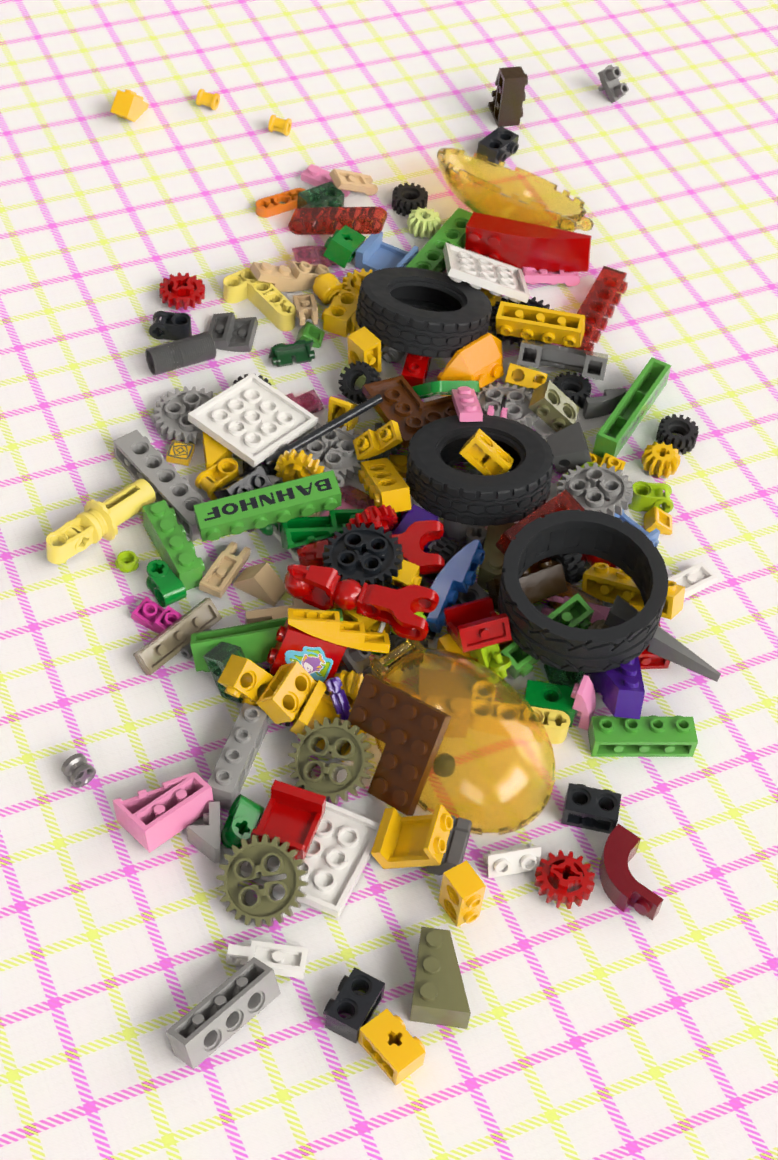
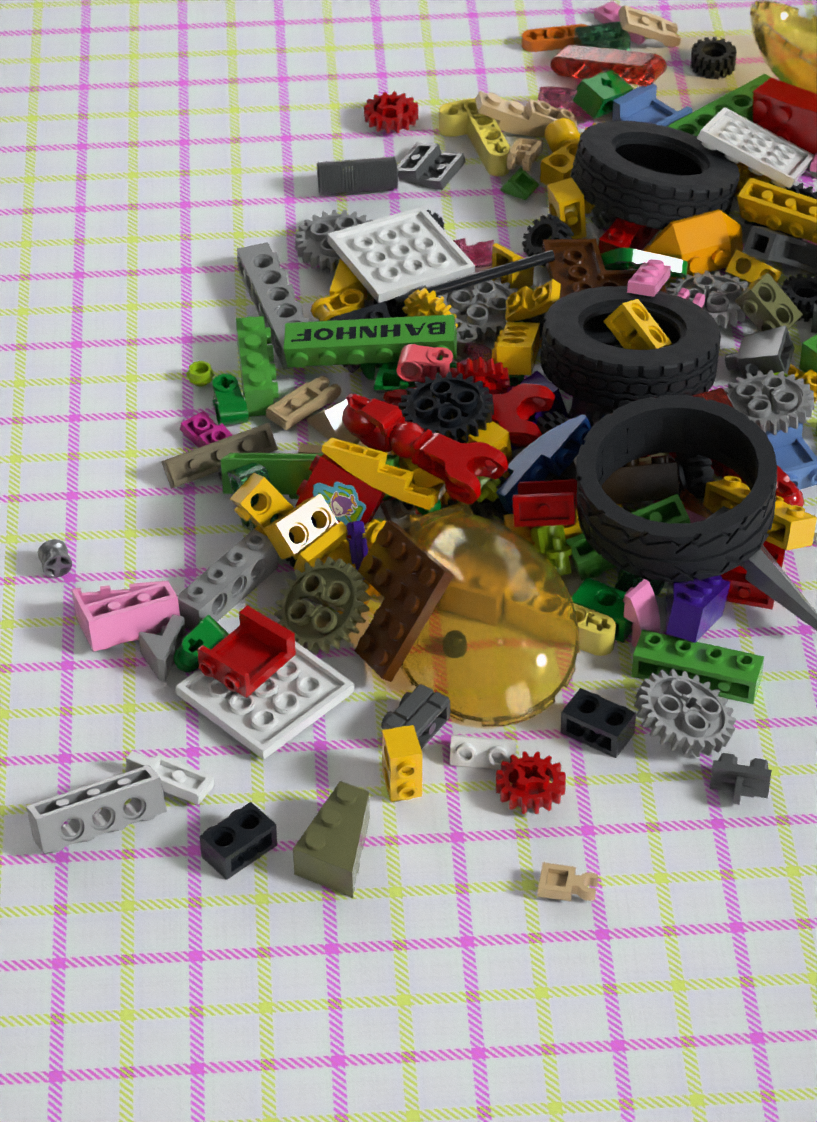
camera: 25 degrees right, 5 degrees down
(98, 521) = (182, 326): light yellow piece -> none
(173, 326) = (361, 145): black piece -> none
(180, 453) = (311, 278): yellow tile -> none
(266, 905) = (195, 671): olive gear -> none
(301, 350) = (475, 196): dark green hinge -> none
(322, 519) = (423, 361): none -> coral piece
(393, 1060) = (259, 887): yellow brick -> none
(412, 839) = (373, 703): yellow panel -> none
(423, 222) = (715, 83): yellowish green gear -> none
(617, 878) = (598, 778): dark red arch -> none
(628, 966) = (561, 882): none -> tan plate
(654, 782) = (685, 713): none -> light grey gear
(722, 831) = (740, 779): none -> dark grey hips

